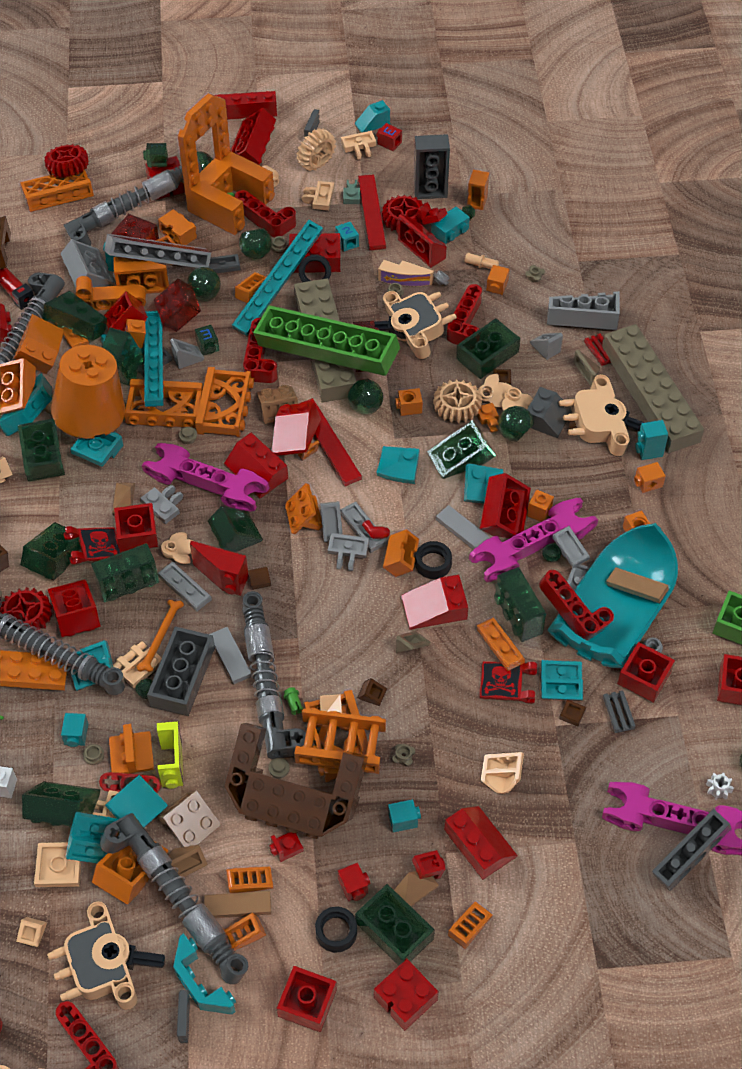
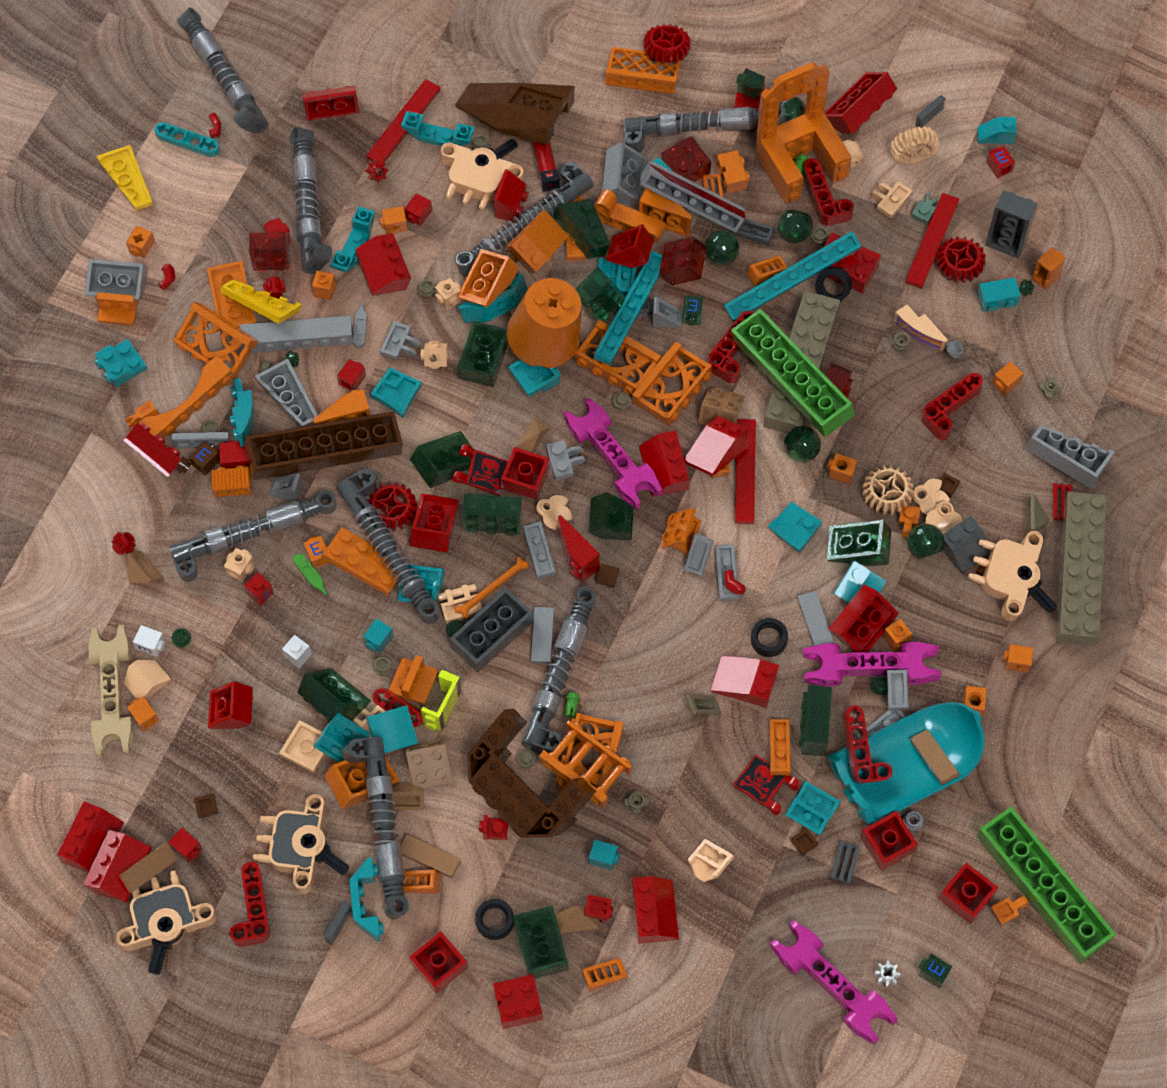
camera: 30 degrees right, 10 degrees up
(31, 931) = (258, 790): light nougat slope -> none
(137, 331) = (627, 273): orange brick -> none
(245, 104) = (877, 54): red slope -> none
(251, 887) = (452, 834): orange slope -> none
(330, 703) = (597, 727): light nougat slope -> none
(348, 236) = (890, 258): teal brick -> none
(348, 546) = (701, 586): light grey hinge -> none
(353, 882) = (530, 888): red brick -> none
(359, 141) = (966, 152): light nougat hinge -> none
(372, 692) = (643, 732): reddish brown slope -> none
(400, 553) = (741, 616): orange brick -> none
(415, 320) = (897, 384): piece -> none
(420, 241) = (958, 299): red slope -> none
(431, 215) = (981, 275): red bracket -> none
(480, 261) = (1005, 349): light nougat axle -> none
(488, 348) = (949, 449): clear green brick -> none
(548, 344) = (1012, 472): light grey slope -> none
(651, 440) = (1042, 623): teal brick -> none
(691, 849) = (821, 1014): dark grey brick -> none

